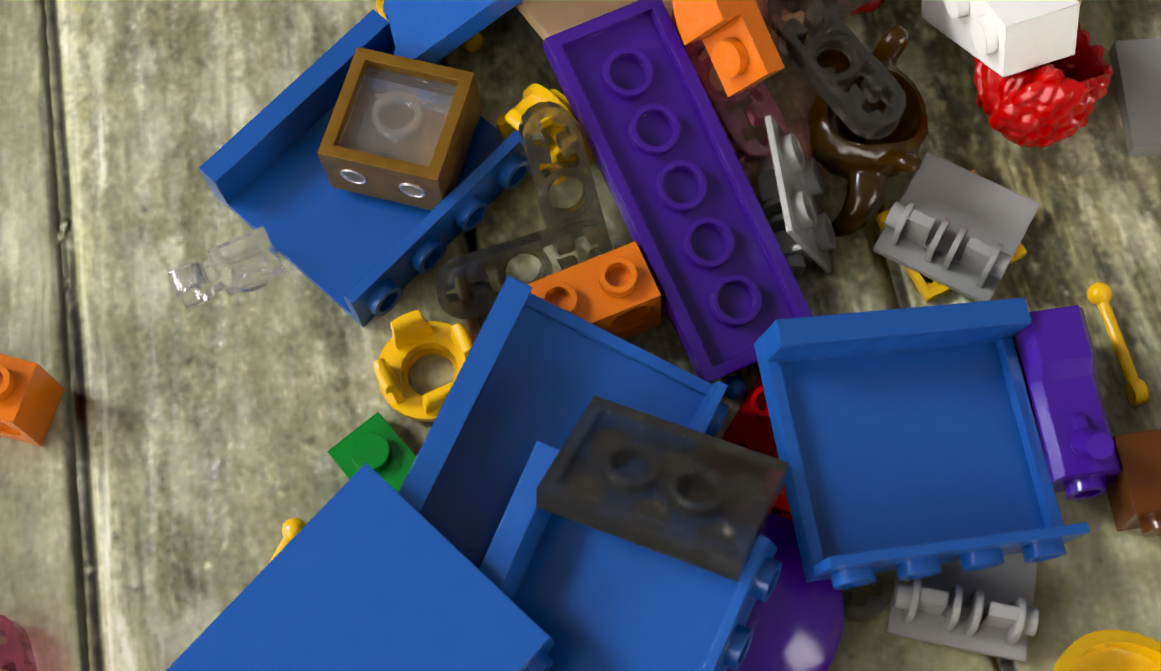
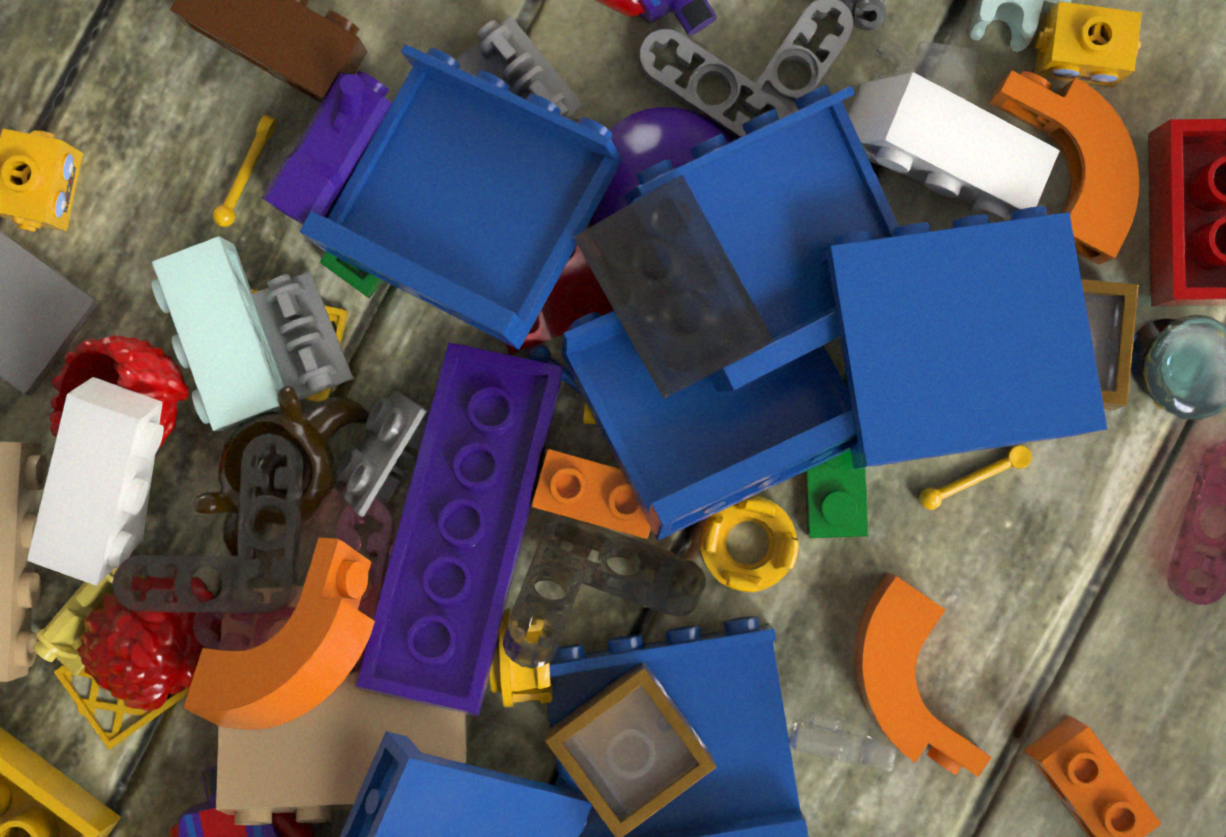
camera: 145 degrees left, 20 degrees up
(246, 386) = (885, 669): none -> orange arch
(1009, 189) = (218, 333): none -> light aqua brick

